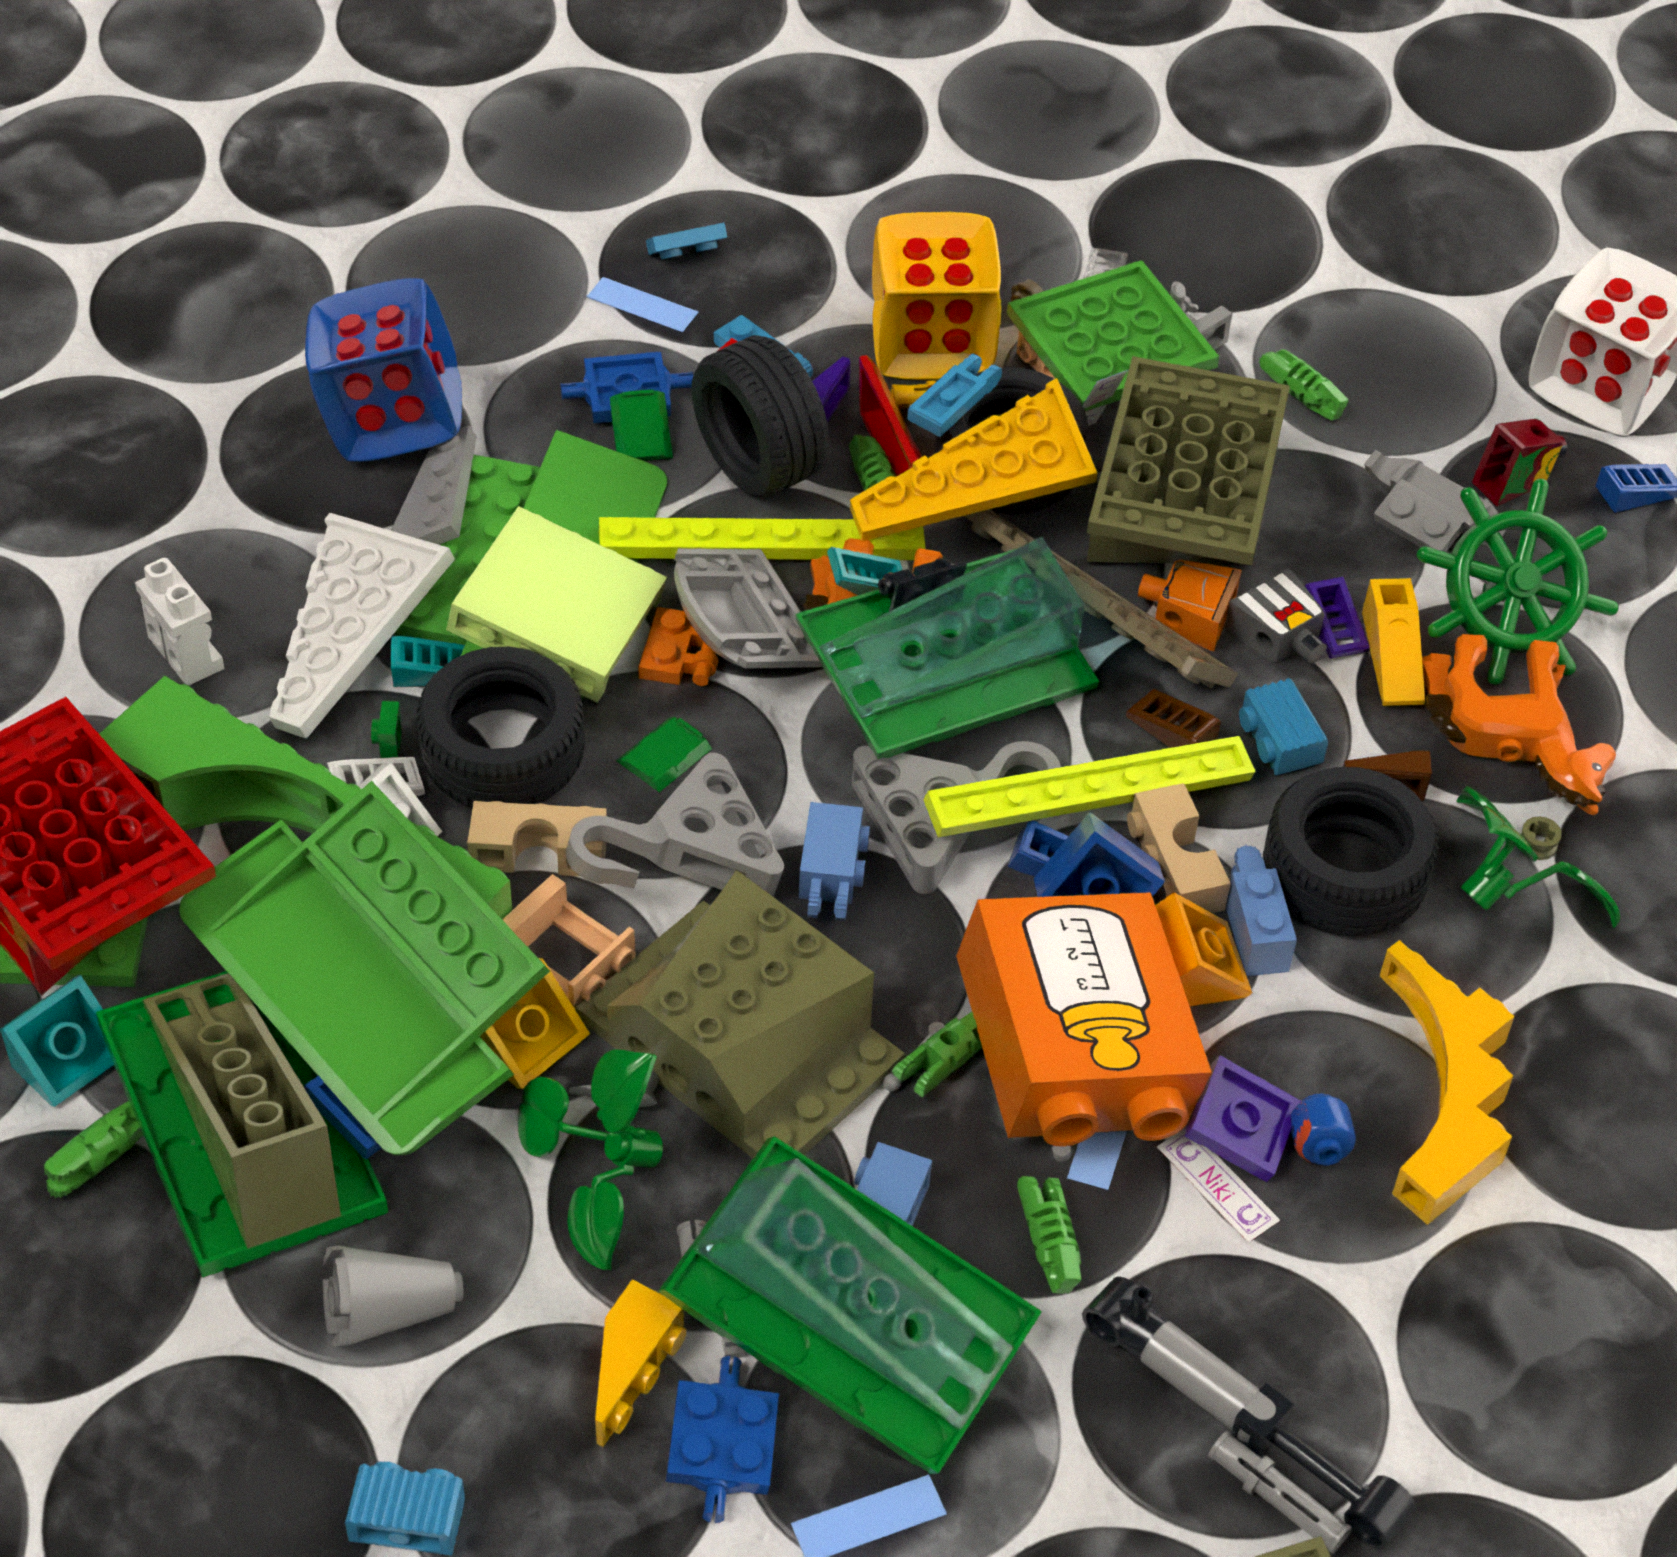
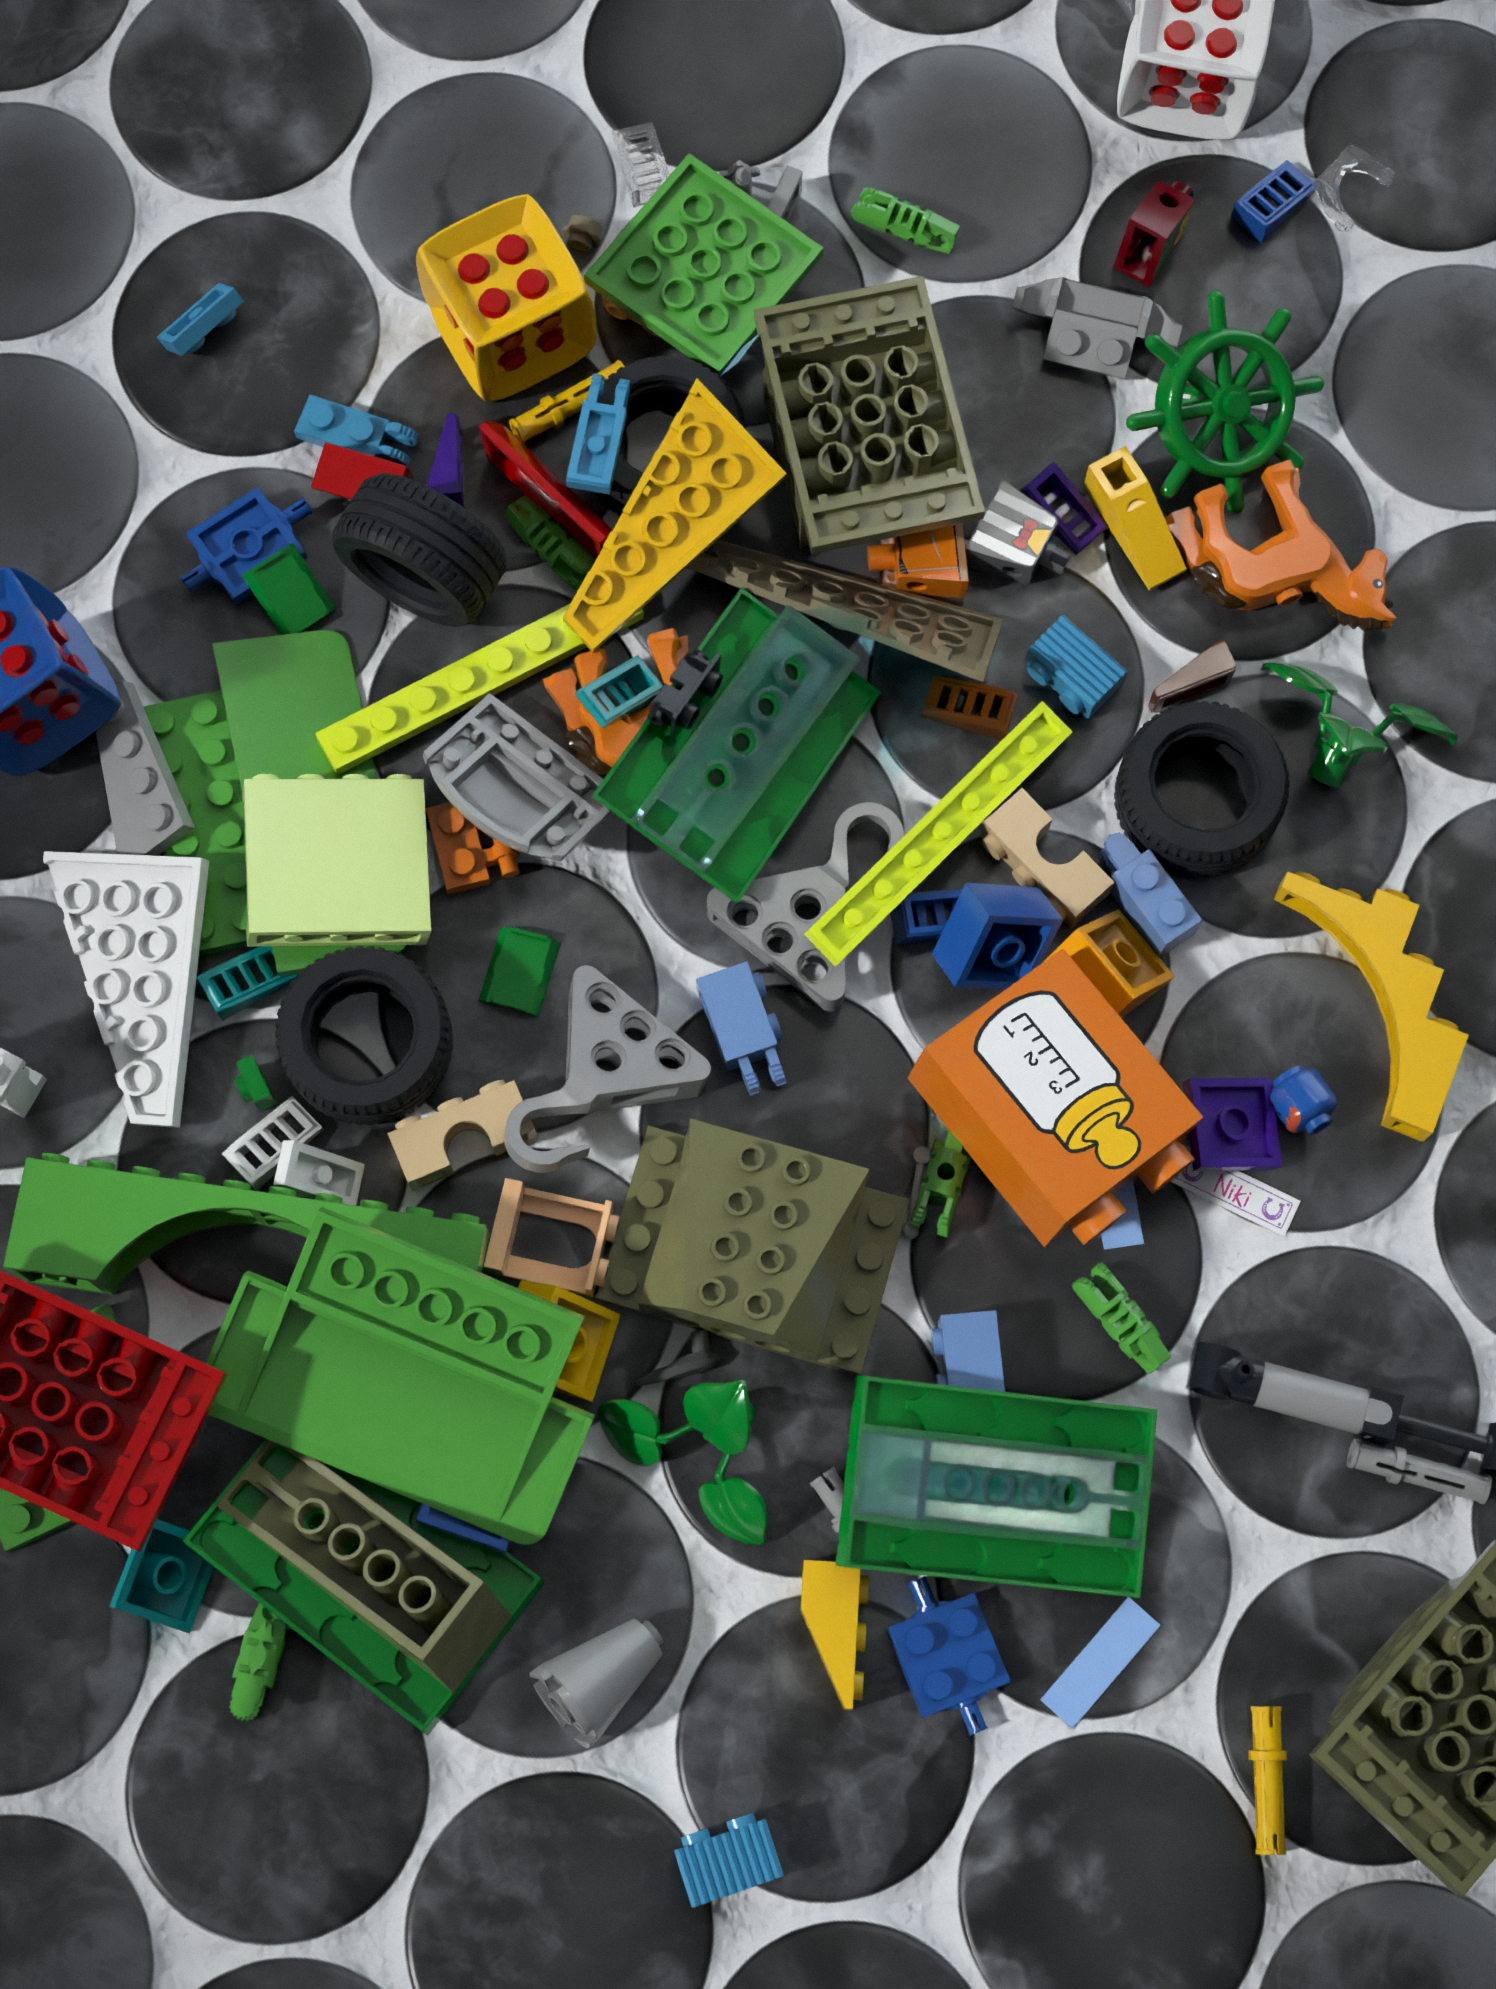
camera: 25 degrees left, 25 degrees up
(642, 304) = (197, 421): light blue sticker -> none
(1546, 828) = (1360, 669): olive bush -> none

